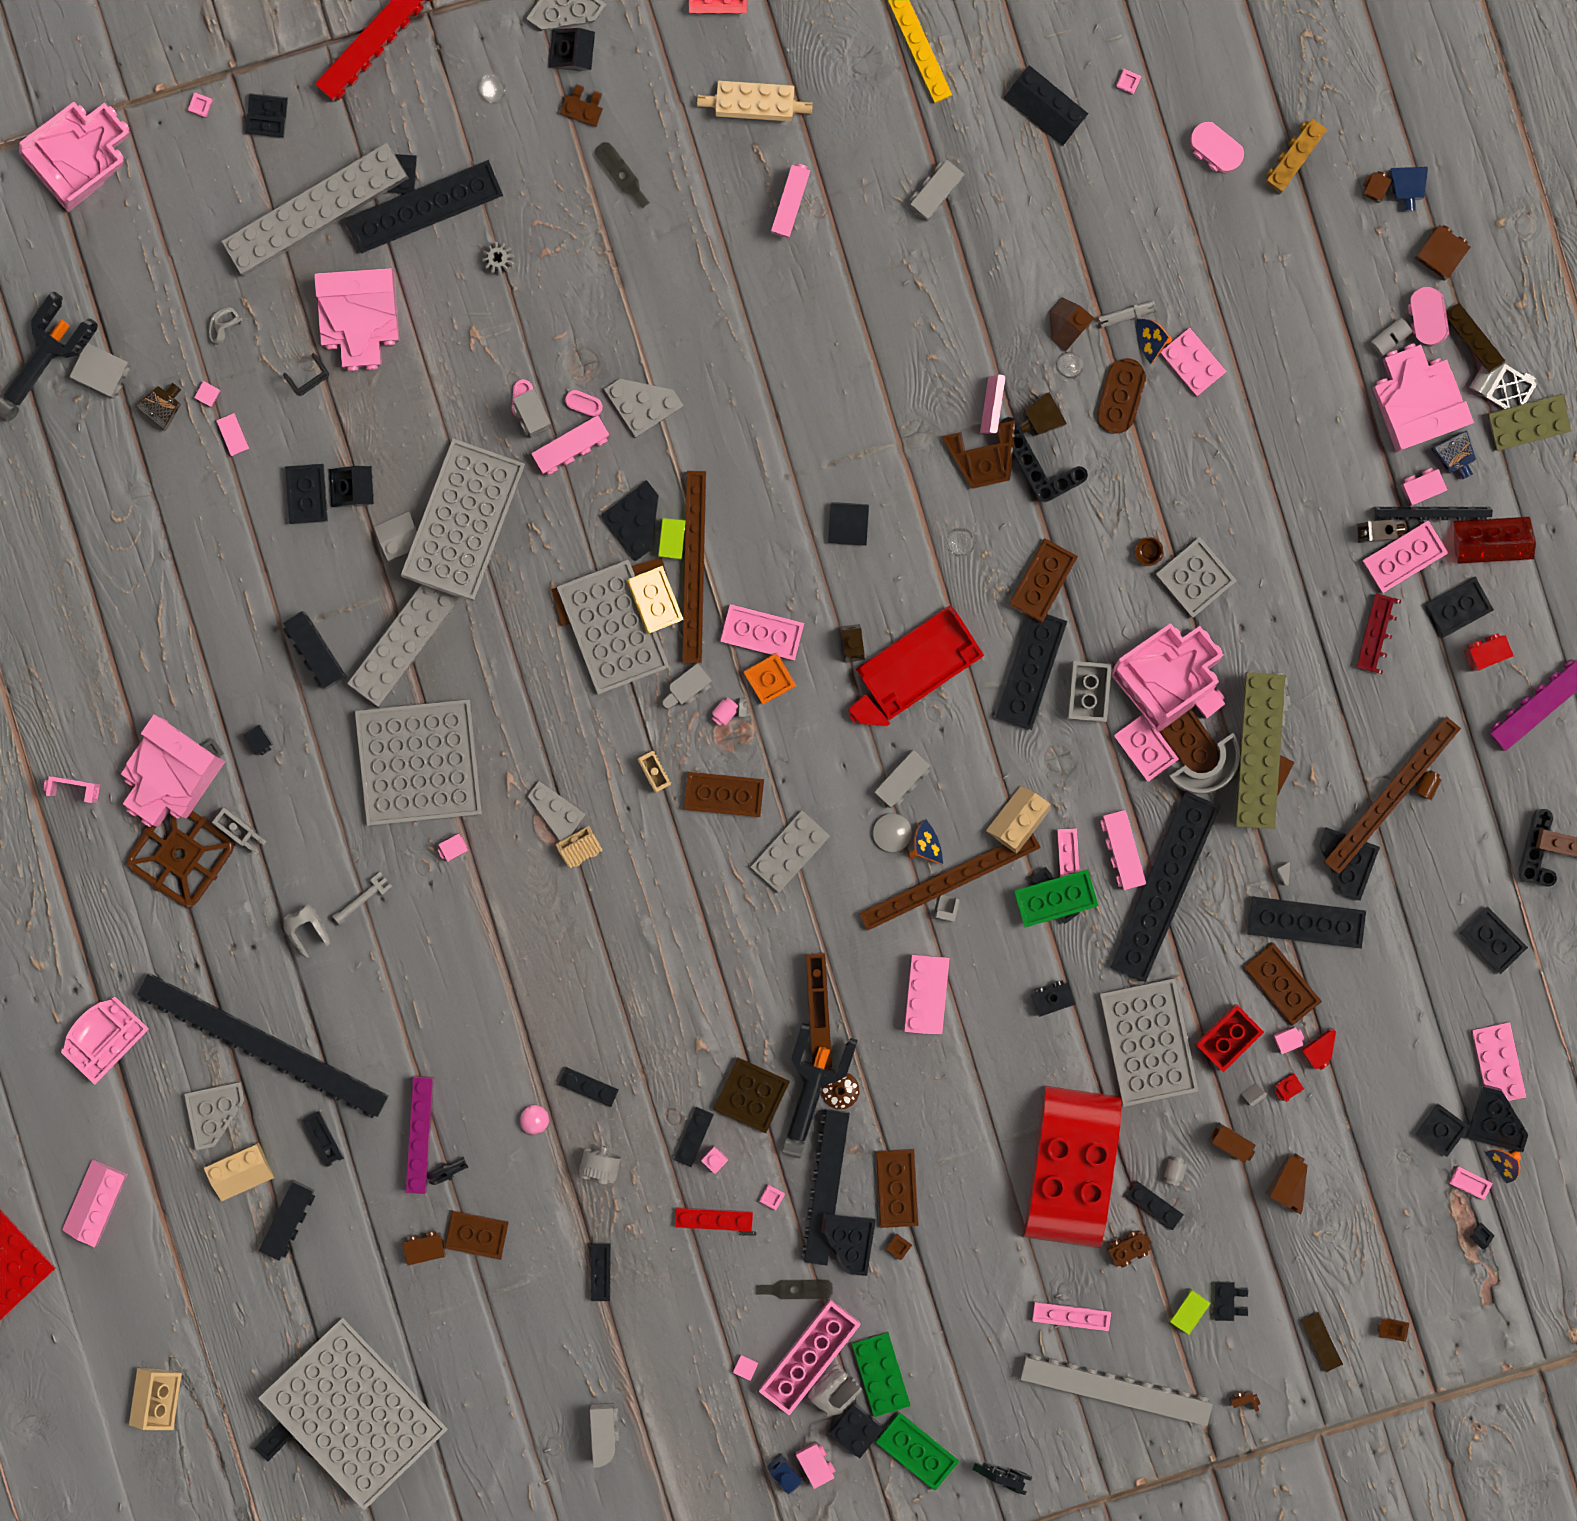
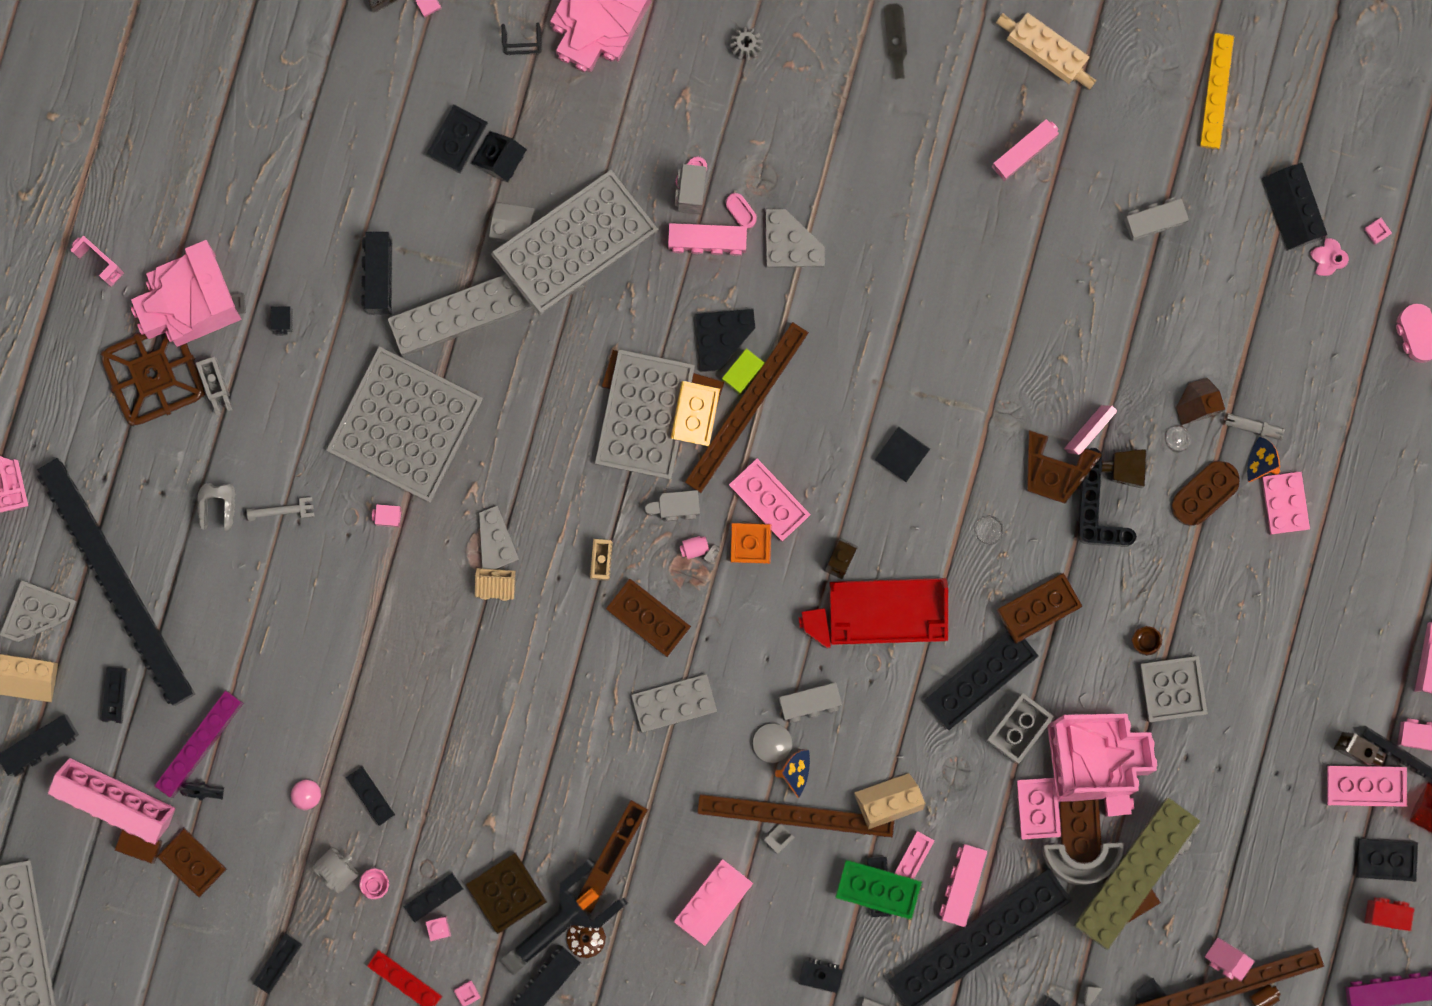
camera: 25 degrees right, 5 degrees down
(233, 434) = (427, 51): bright pink tile -> none
(378, 1227) = (111, 801): none -> bright pink brick
(638, 1157) = (374, 884): none -> bright pink hair
(1098, 130) = (1326, 257): none -> bright pink plate
(1376, 632) = (1300, 836): dark red hinge -> none
(1379, 772) = (1228, 959): none -> bright pink brick

